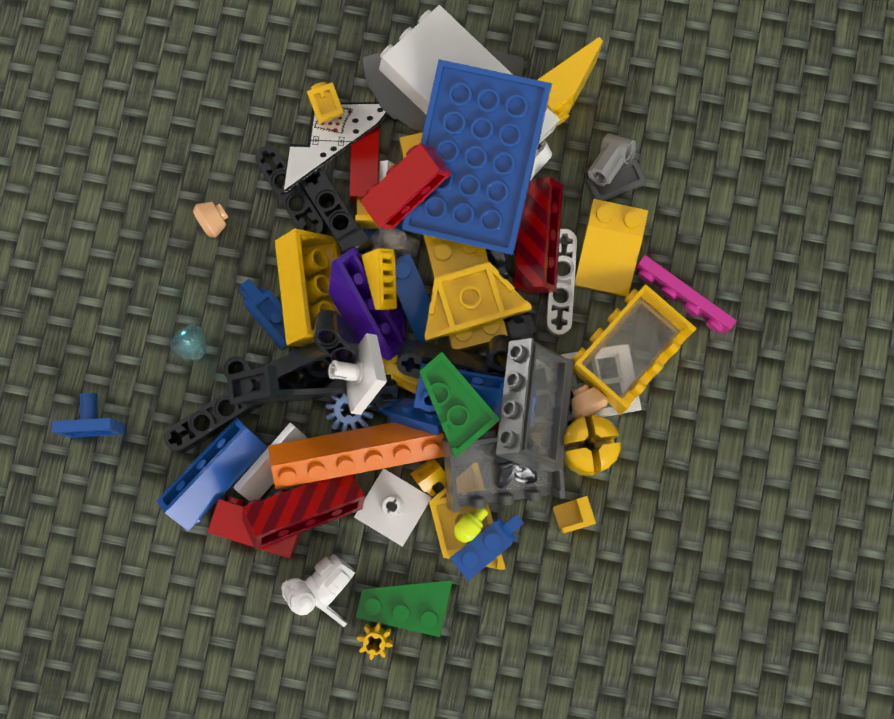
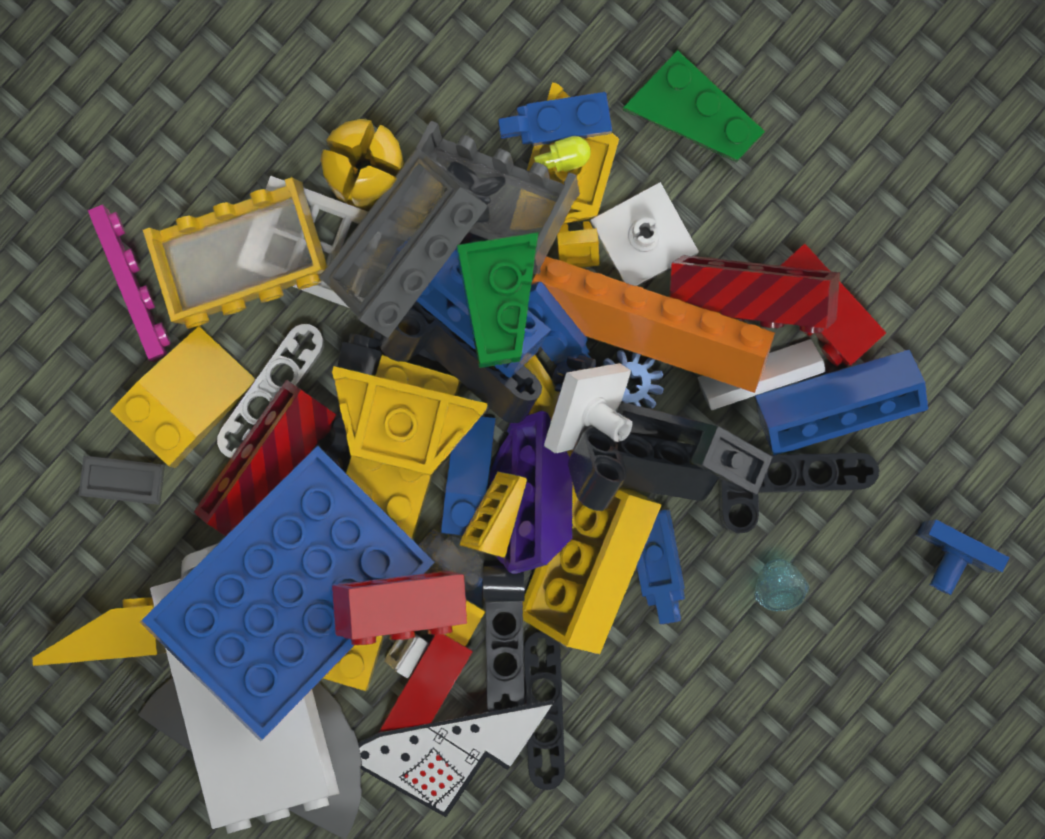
camera: 150 degrees left, 5 degrees up
(211, 218) = (664, 733): light nougat cone -> none
(319, 589) = (789, 187): white piece -> none
(325, 102) = (431, 801): yellow bracket -> none
(375, 632) = (749, 96): yellow gear -> none
(574, 515) = (431, 97): yellow panel -> none
(587, 401) = (333, 217): light nougat cone -> none
(613, 153) = (103, 514): light grey piece -> none

